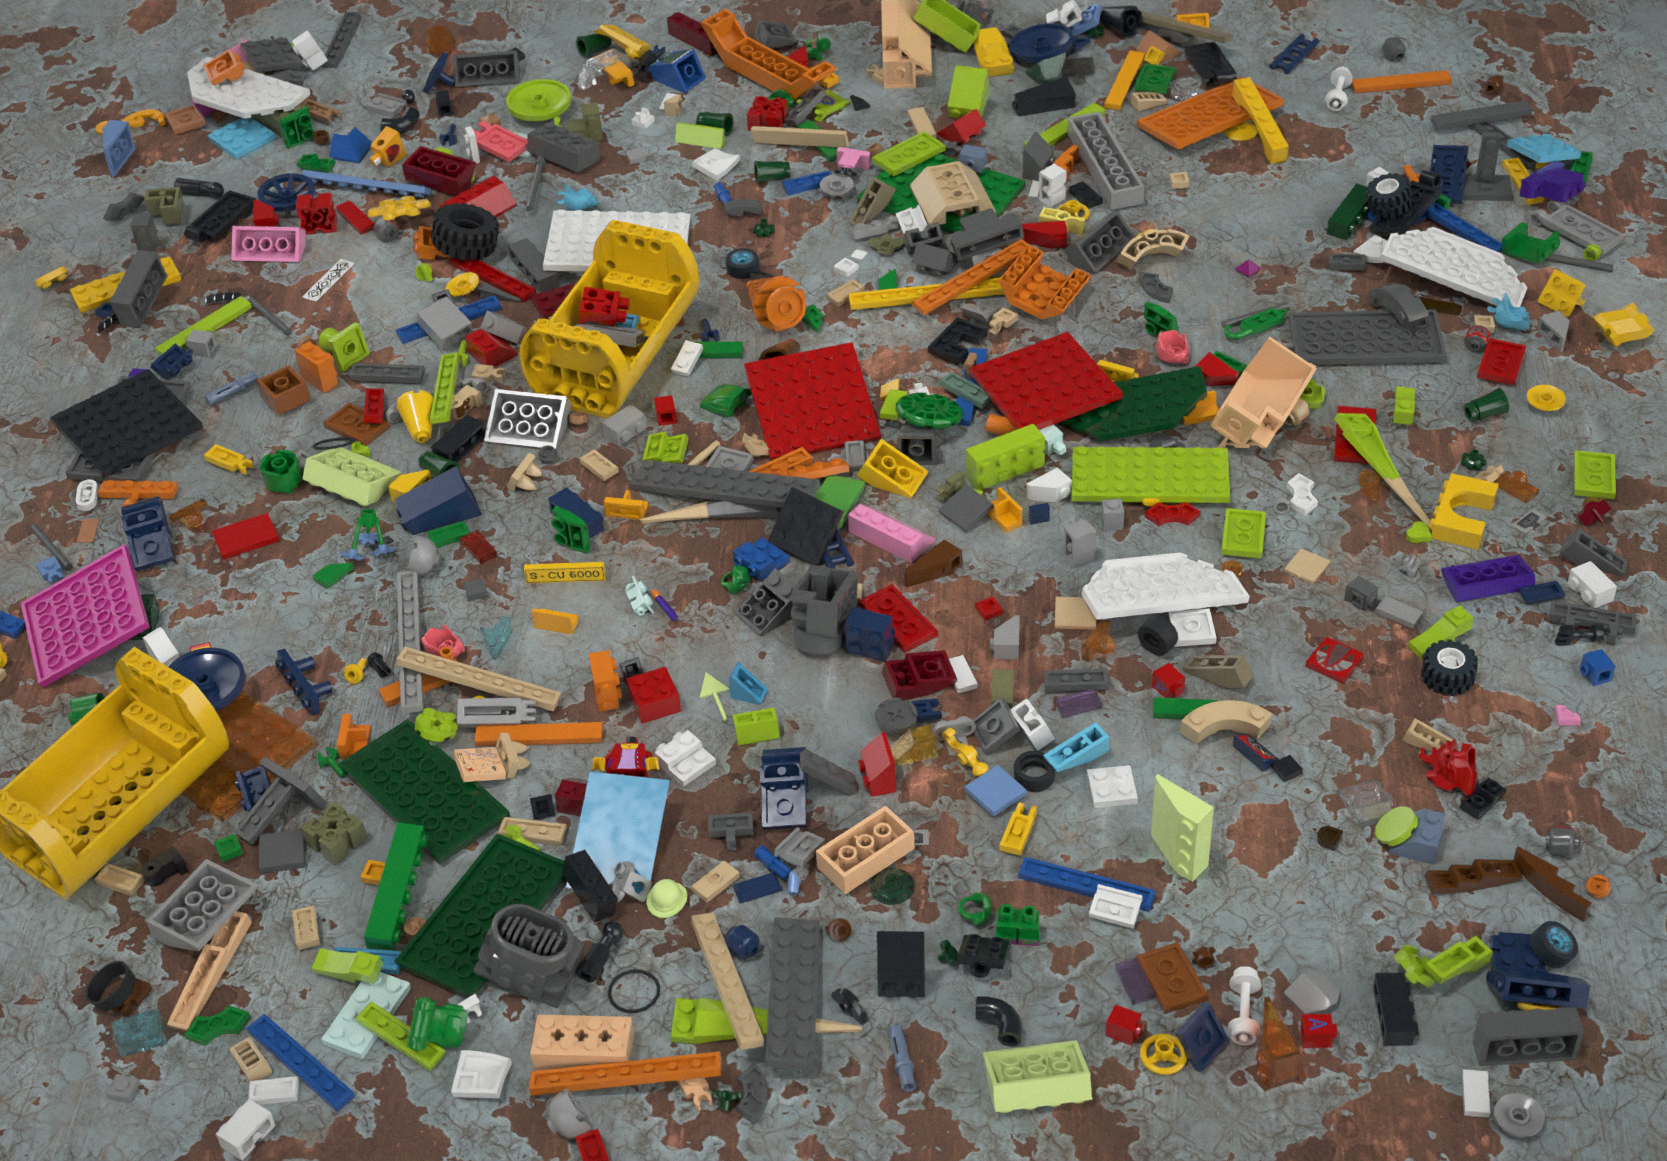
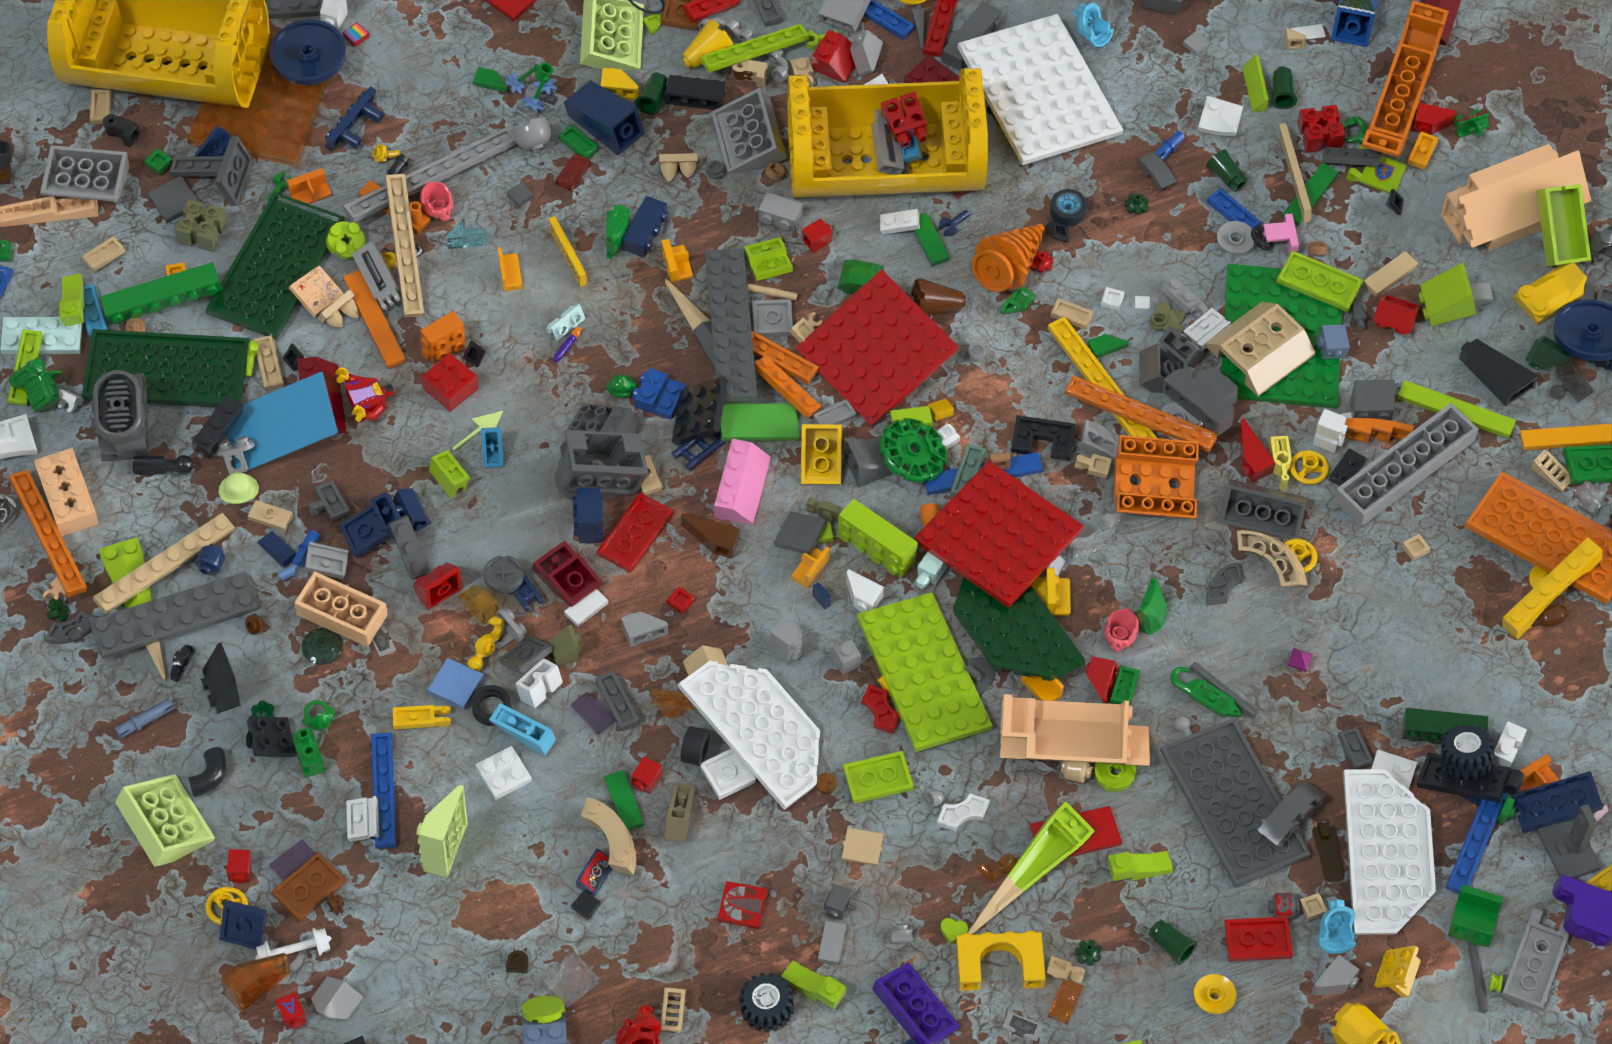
camera: 60 degrees right, 15 degrees up
(599, 465) = (719, 215): tan plate -> none
(633, 1010) = (138, 488): black piece -> none
(643, 119) = (1259, 23): white tile -> none
(684, 758) = (392, 436): white plate -> none
(774, 35) = (1470, 78): dark grey slope -> none
(872, 202) = (1218, 279): dark tan slope -> none

